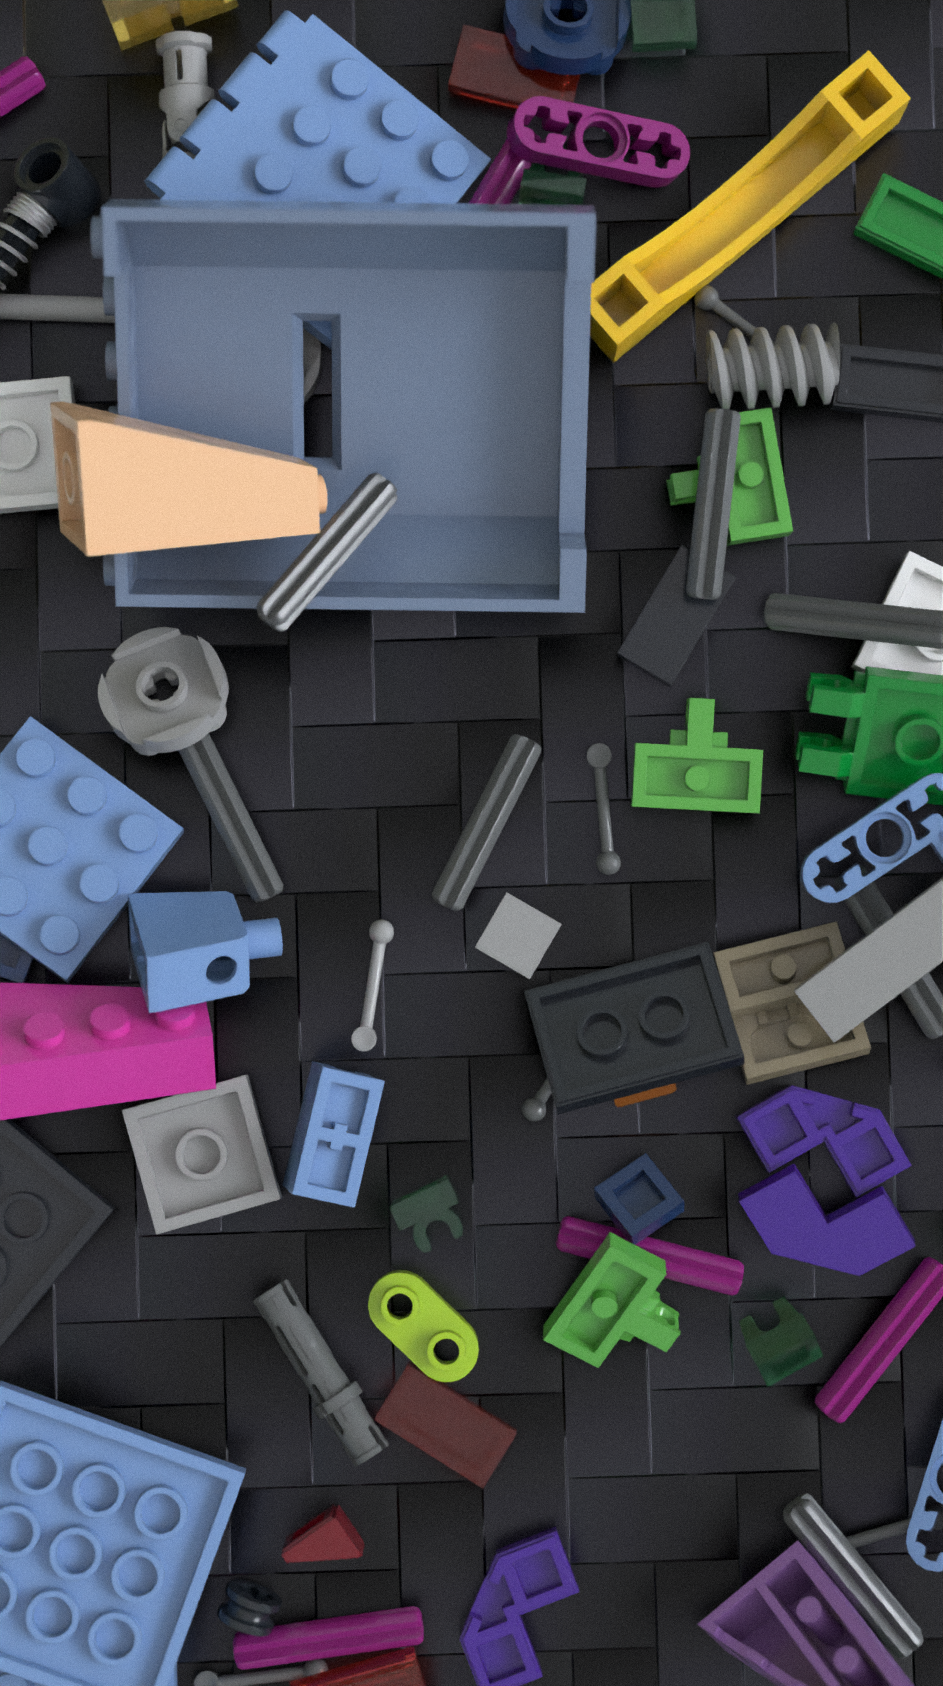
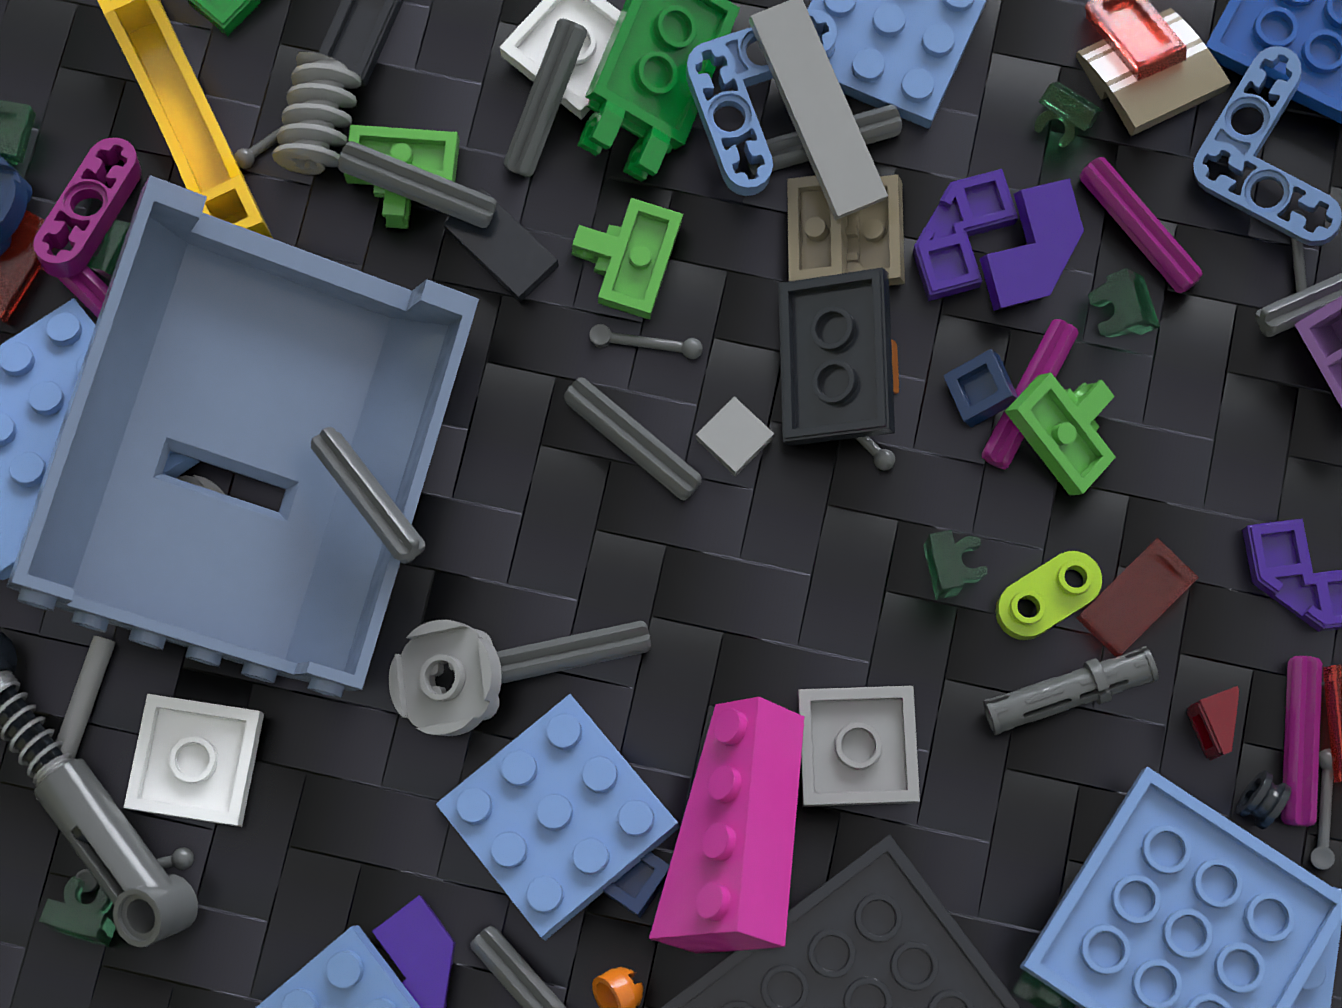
camera: 75 degrees left, 10 degrees down
(164, 487) = (269, 624): light nougat slope -> none
(195, 946) = (676, 703): medium blue torso -> none
(333, 1134) = (867, 627): medium blue hinge -> none
(365, 1037) = (788, 586): light grey hinge -> none

